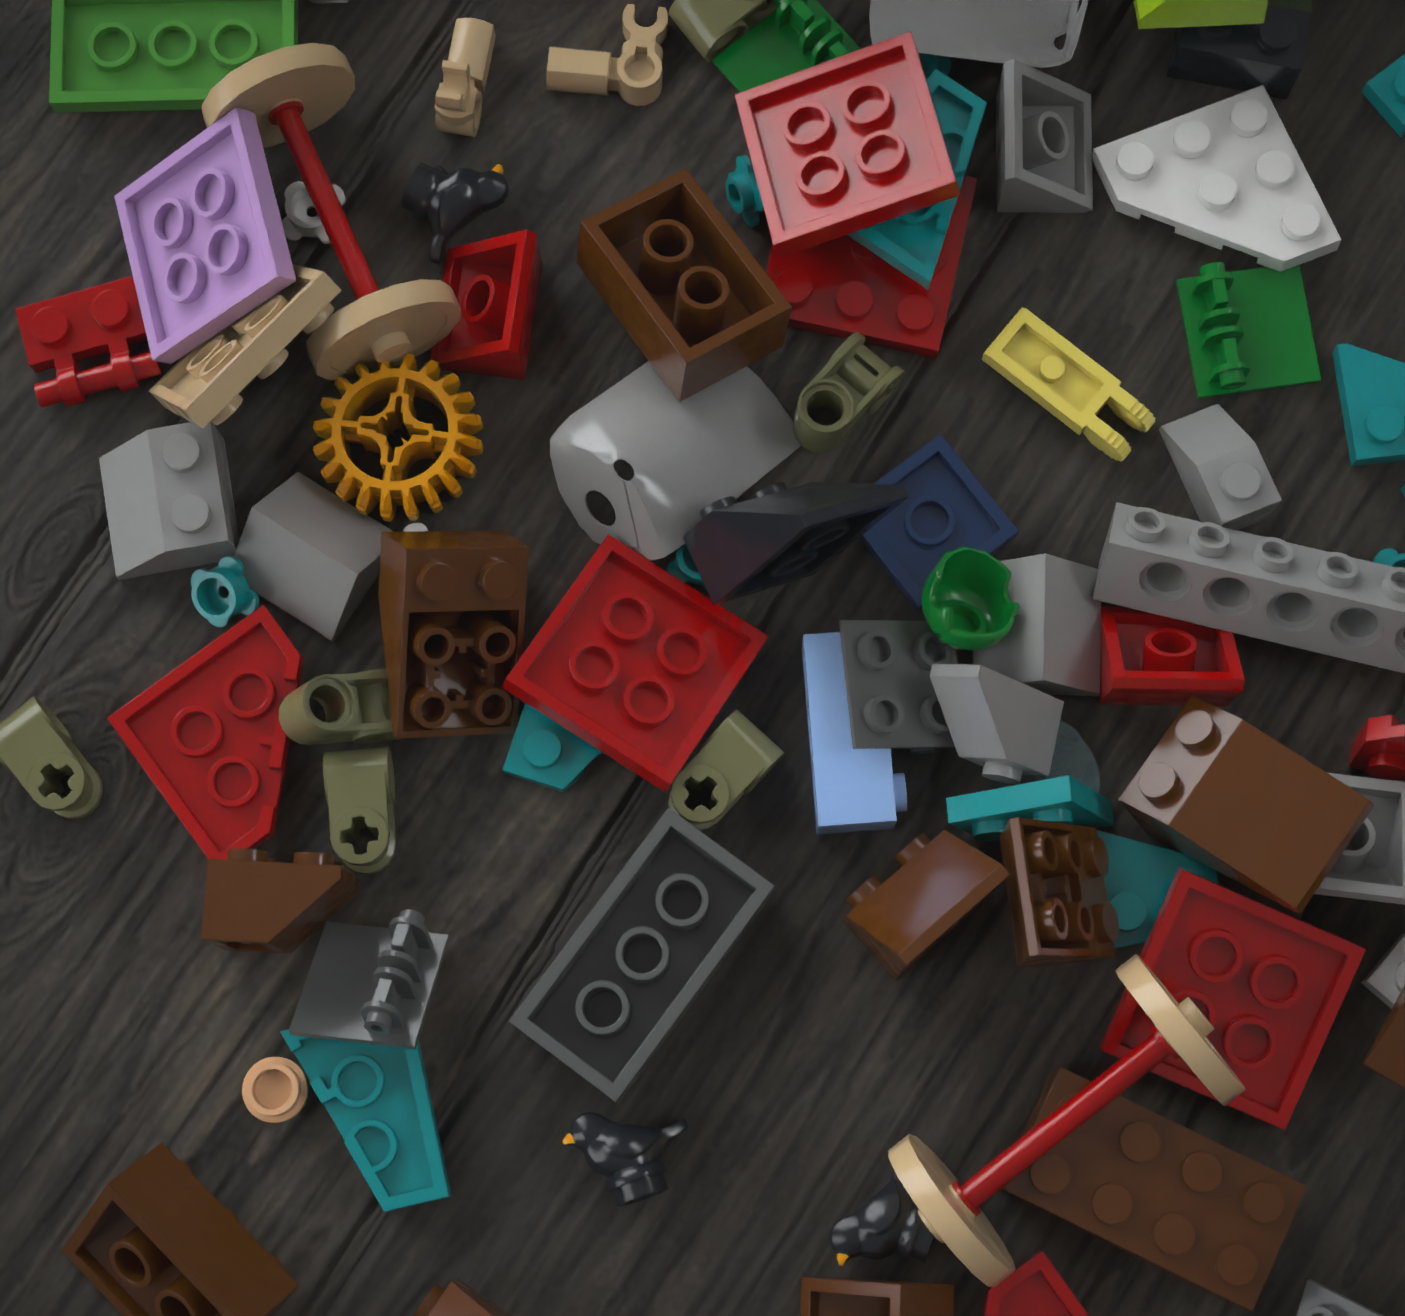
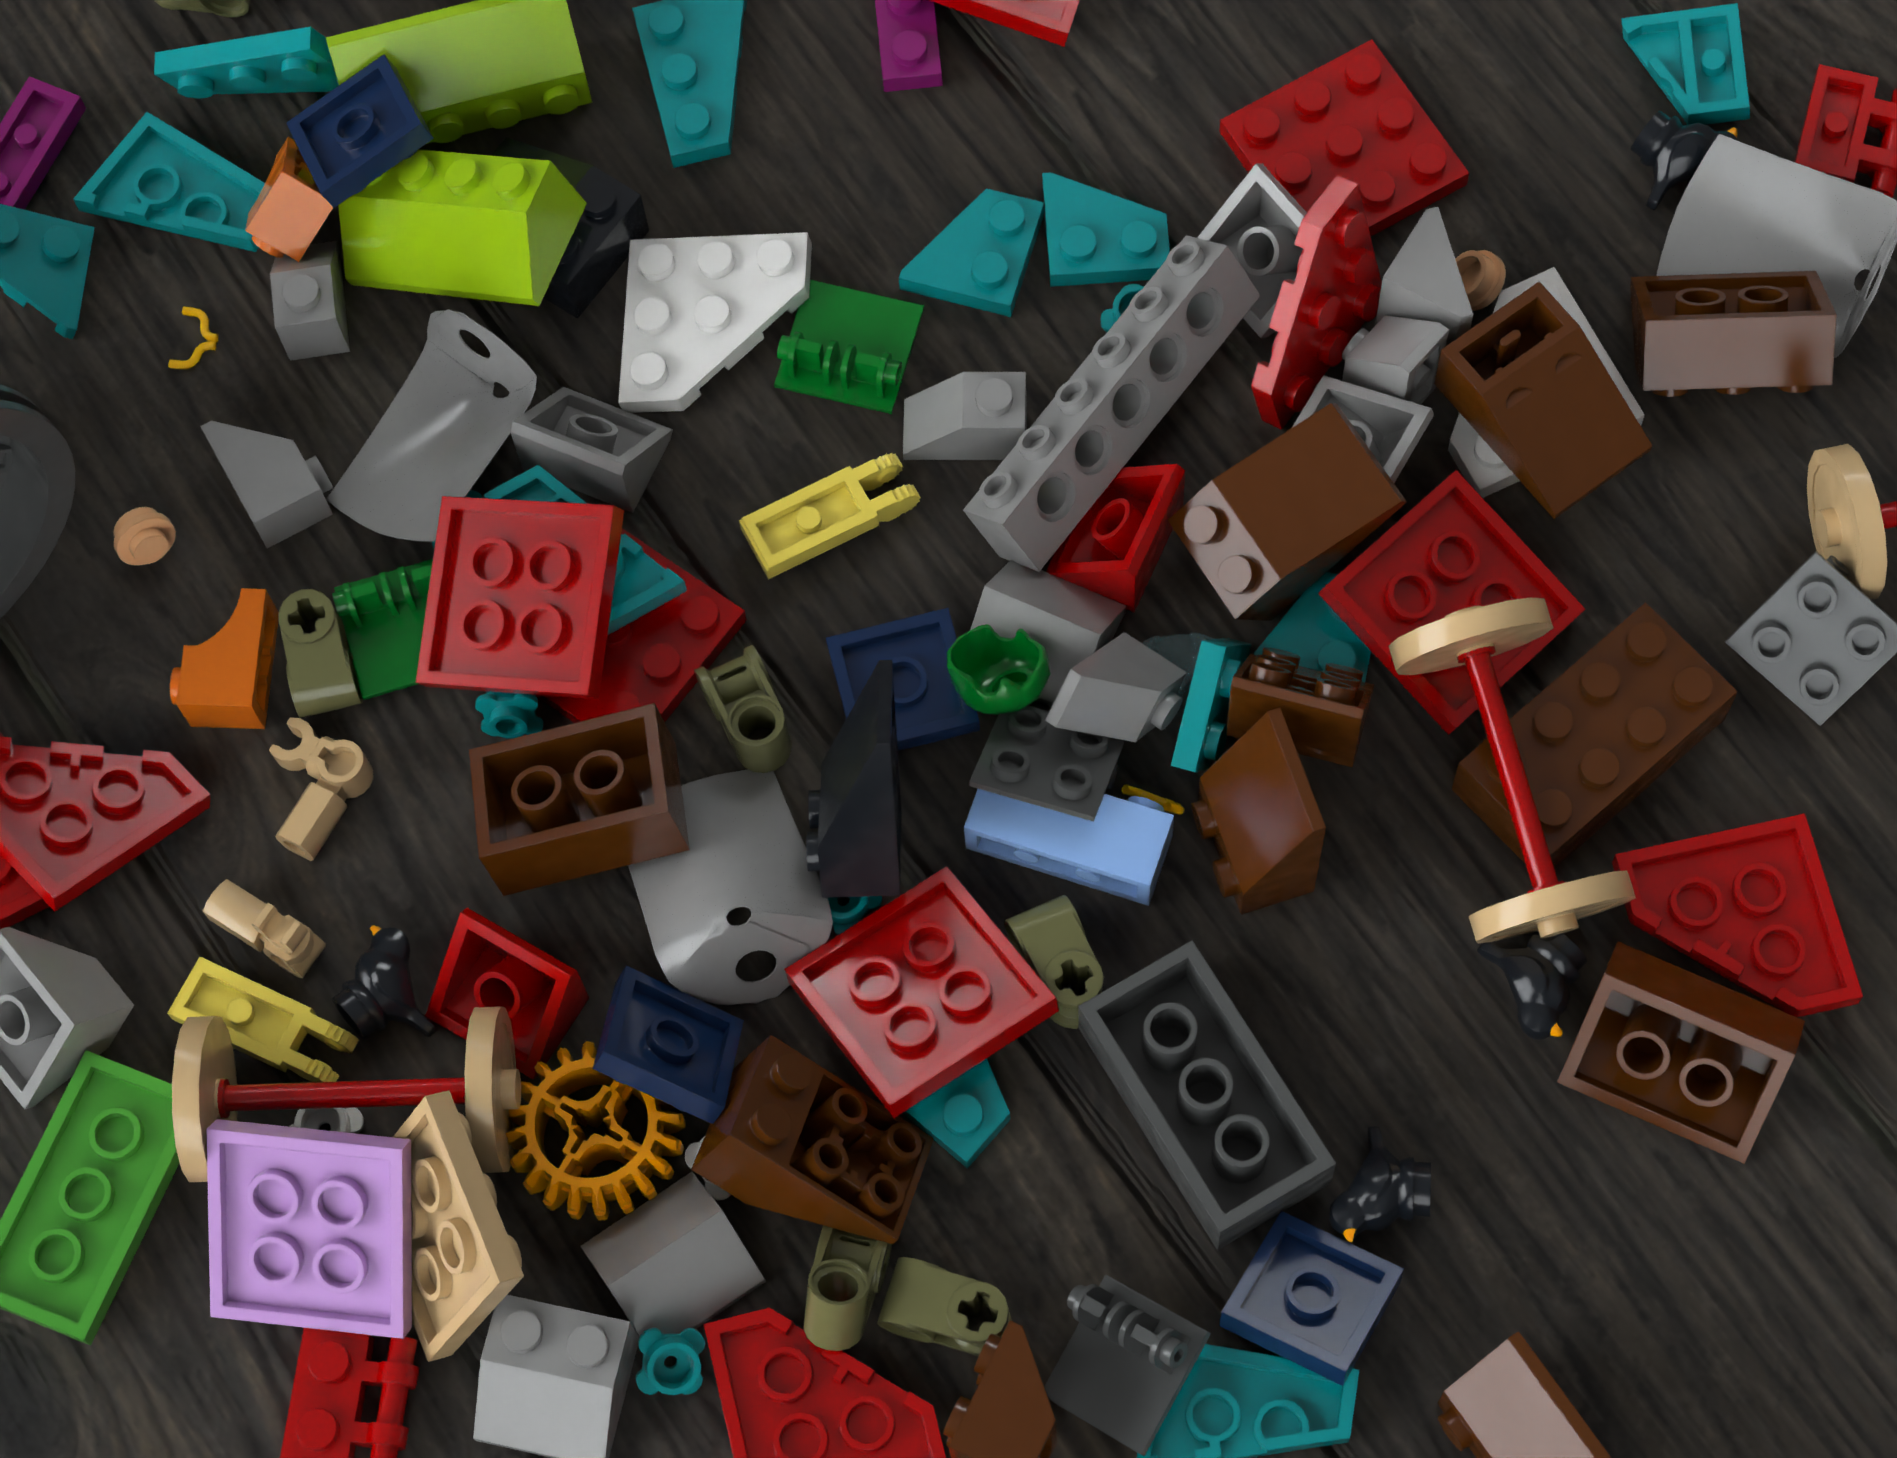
camera: 65 degrees left, 10 degrees down
(381, 111) = (260, 1020): none -> light yellow hinge
(489, 463) = (669, 1045): none -> dark blue plate
(495, 1127) = (1311, 1298): none -> dark blue plate
(918, 817) = (1168, 805): none -> yellow piece

